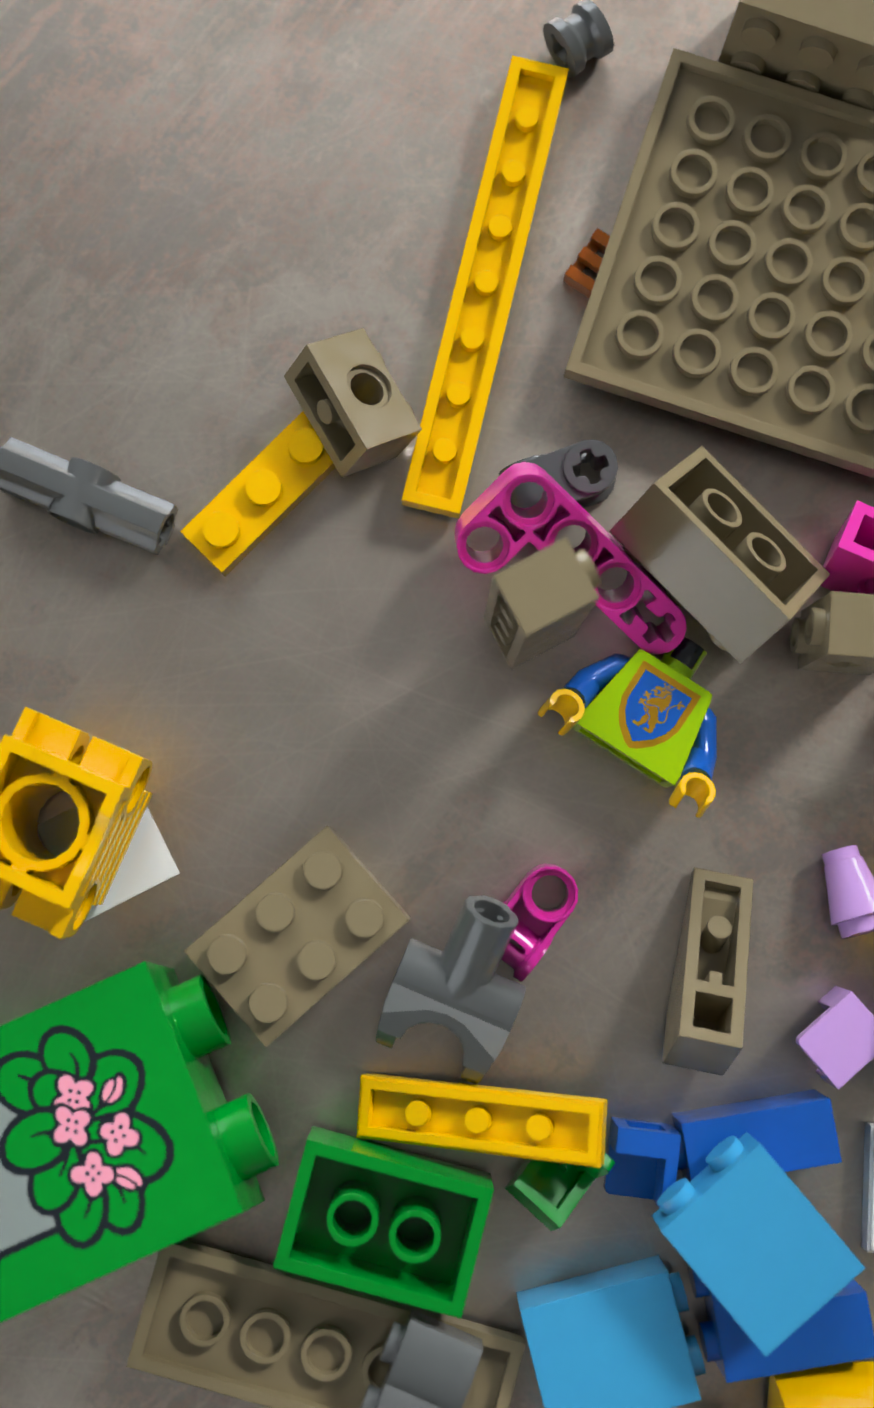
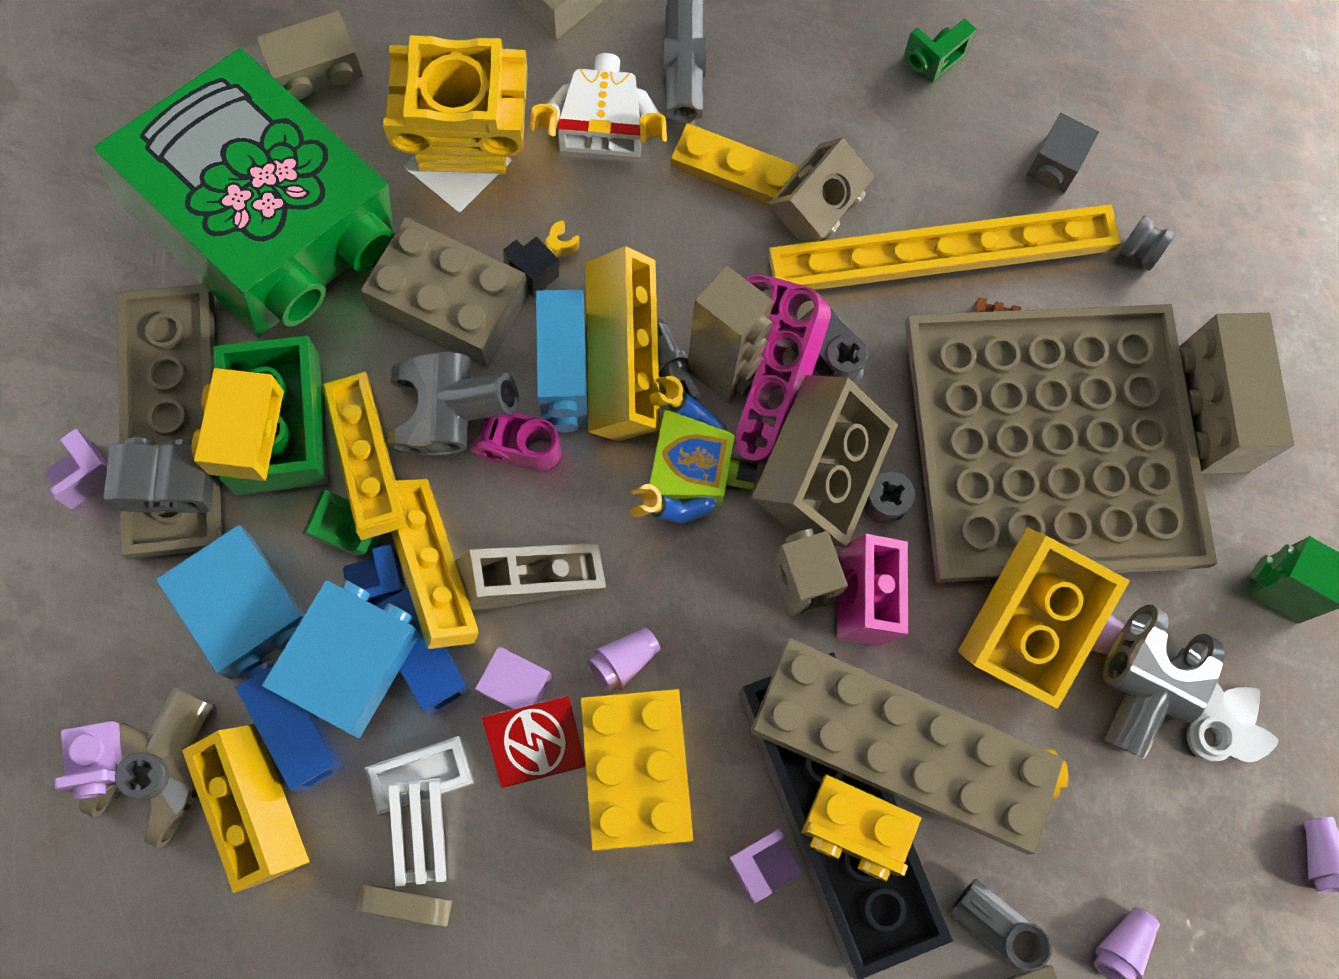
camera: 65 degrees right, 10 degrees down
(122, 634) = (601, 112): none -> white torso
(216, 178) = (942, 52): none -> green bracket
(300, 801) = (540, 259): none -> black piece
(409, 1276) = (237, 424): none -> yellow brick
(418, 81) = (1062, 153): none -> dark grey brick
(462, 738) = (622, 345): none -> yellow brick
(464, 822) = (562, 358): none -> dark azure brick
(500, 686) = (674, 361): none -> dark grey pin
(670, 1087) = (432, 570): none -> yellow plate
(791, 480) = (881, 505): none -> dark grey wheel

